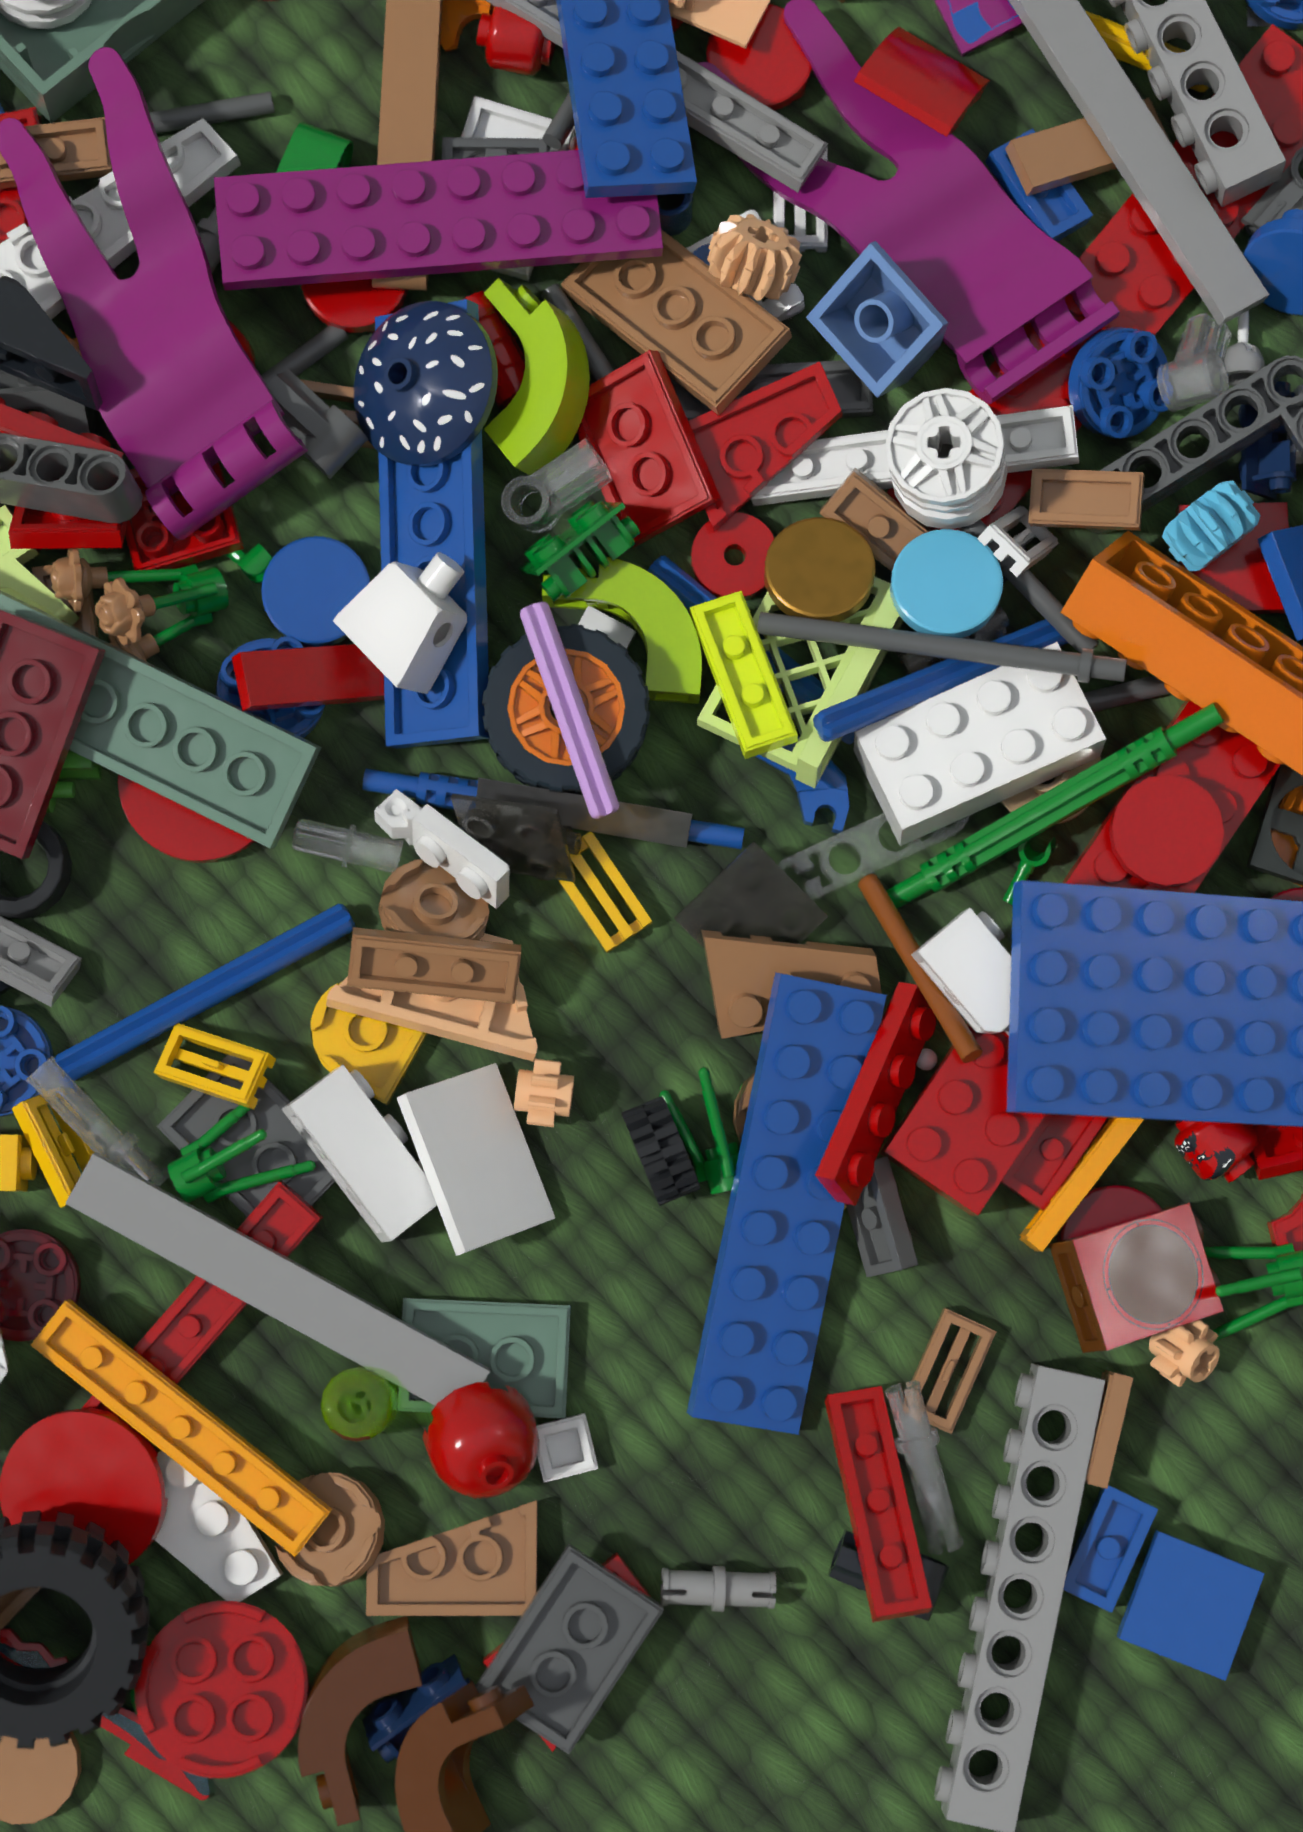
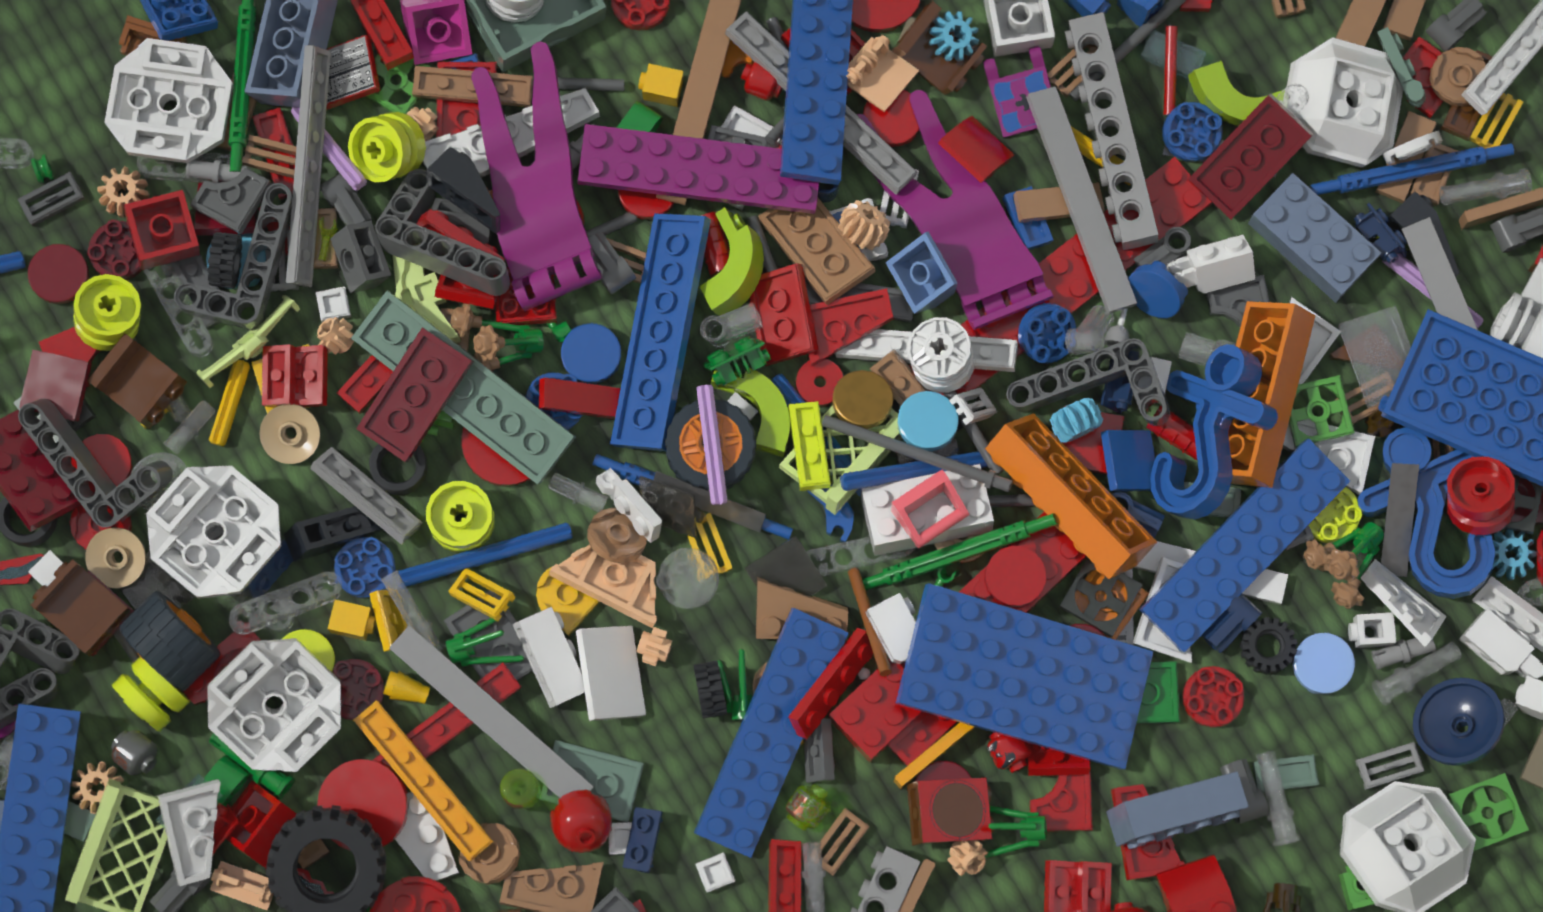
camera: 10 degrees right, 5 degrees down
(113, 927) = (457, 499): none -> neon yellow wheel
(114, 1264) = (404, 688): none -> yellow cone
(338, 85) = (661, 84): none -> yellow brick
(407, 621) = (636, 380): white torso -> none
(434, 965) = (611, 564): medium nougat tile -> none
(445, 388) = (684, 260): dark blue dish -> none
(577, 957) = (688, 578): none -> clear tile
(598, 1446) = (642, 839): none -> dark blue hinge
(740, 1473) = (715, 872): none -> white tile
(880, 1322) = (808, 807): none -> clear neon green head
(964, 723) = (920, 495): none -> coral tile
(1086, 499) = (1013, 391): medium nougat tile -> none

